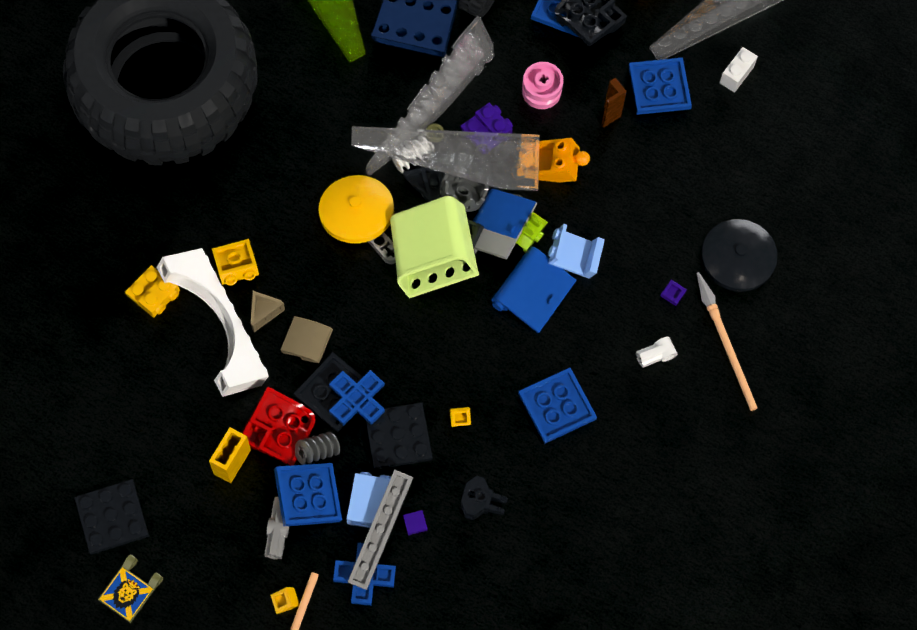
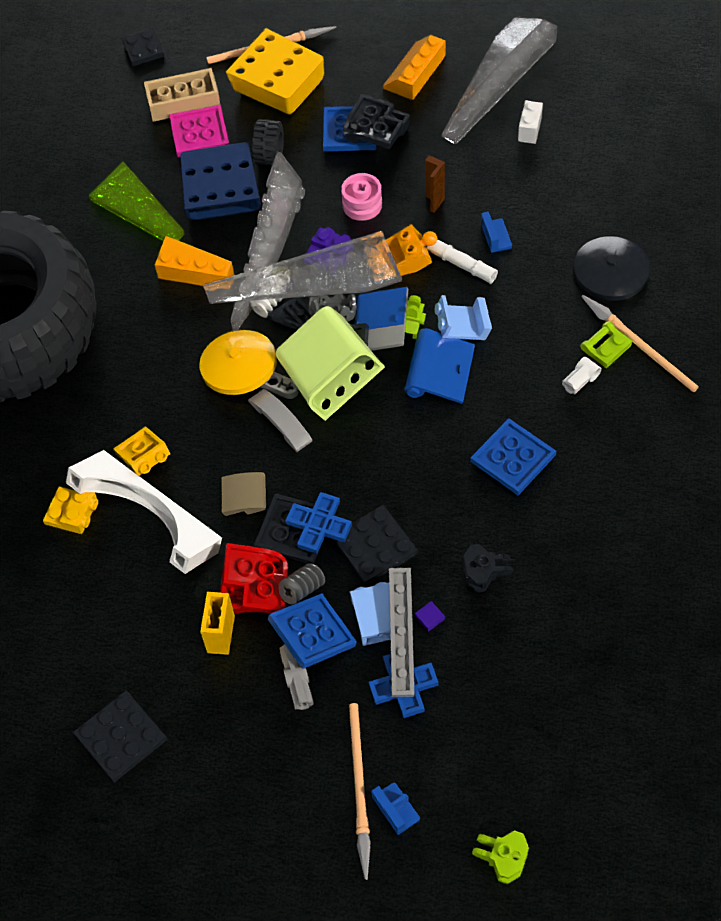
camera: 15 degrees left, 10 degrees down
(128, 592) = (169, 802): flag -> none
(264, 309) = (190, 480): dark tan slope -> none
(285, 599) = (334, 743): yellow slope -> none
(355, 92) = (189, 264): none -> light orange wedge
(370, 281) = (282, 419): none -> light grey slope
(460, 416) = (425, 502): yellow slope -> none
(606, 192) = (463, 261): none -> white piece
(650, 174) = (495, 233): none -> blue panel
(659, 86) = (468, 160): blue plate -> none
(673, 292) = (569, 321): dark purple tile -> none
(698, 336) = (610, 349): none -> lime plate

